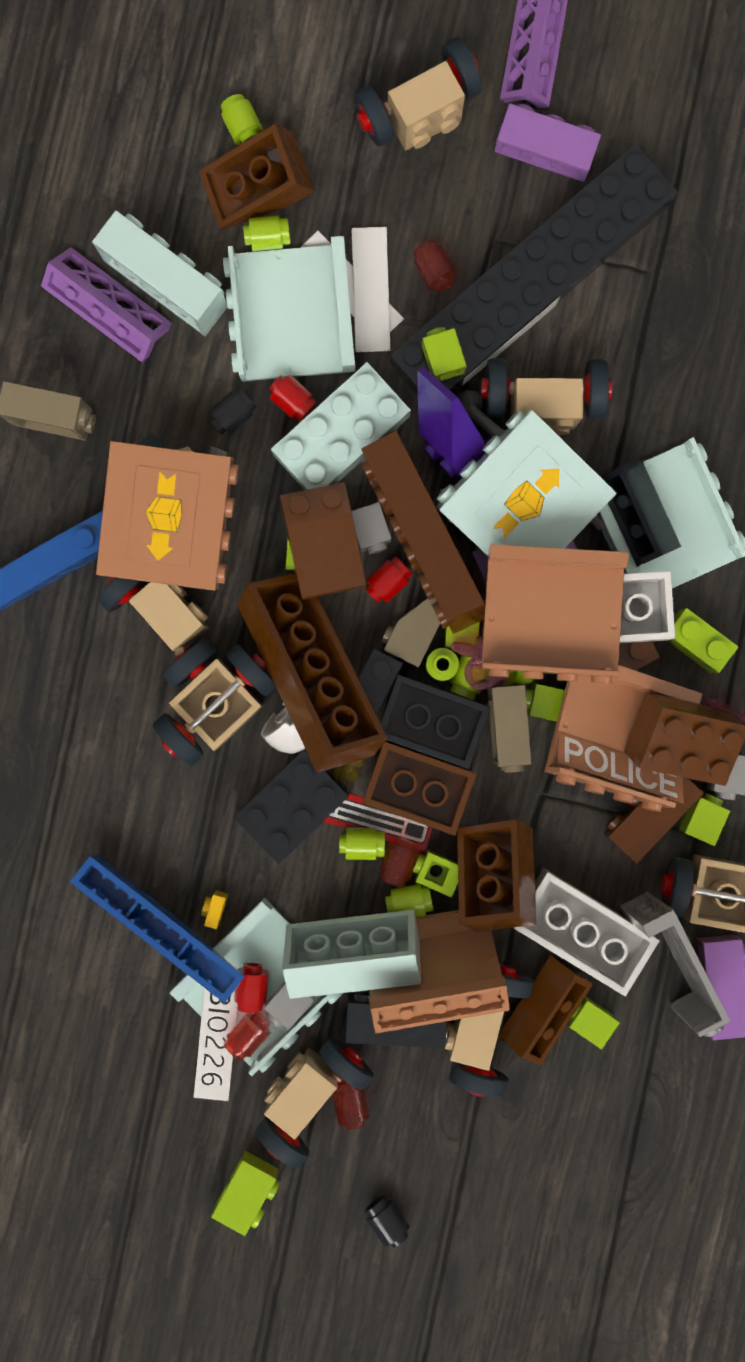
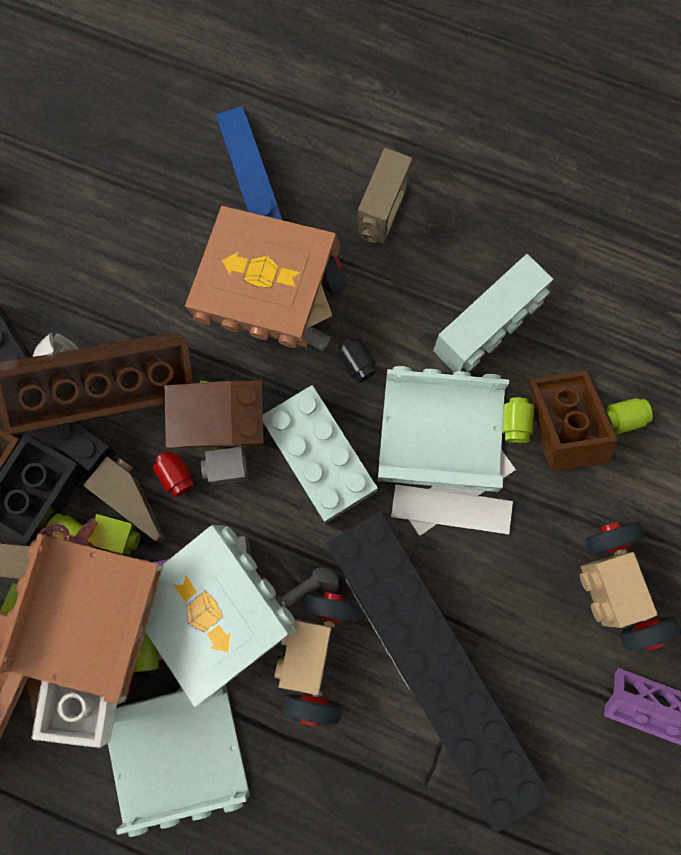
camera: 105 degrees right, 10 degrees down
(100, 305) = (469, 261): medium lavender fence -> none
(171, 618) = (169, 269): brick -> none
(215, 705) = (89, 292): brick -> none
(292, 397) = (360, 416): red brick -> none
(427, 539) = (190, 511): reddish brown brick -> none
(432, 669) = (74, 503): lime brick -> none
(434, 266) = (462, 572): clear red brick -> none
(443, 353) = (367, 559): lime brick -> none
(446, 426) = (296, 551): dark purple slope -> none
(547, 142) = (568, 708): medium lavender brick -> none
(640, 513) = (181, 730): black brick -> none
(701, 641) = (45, 770): lime brick -> none

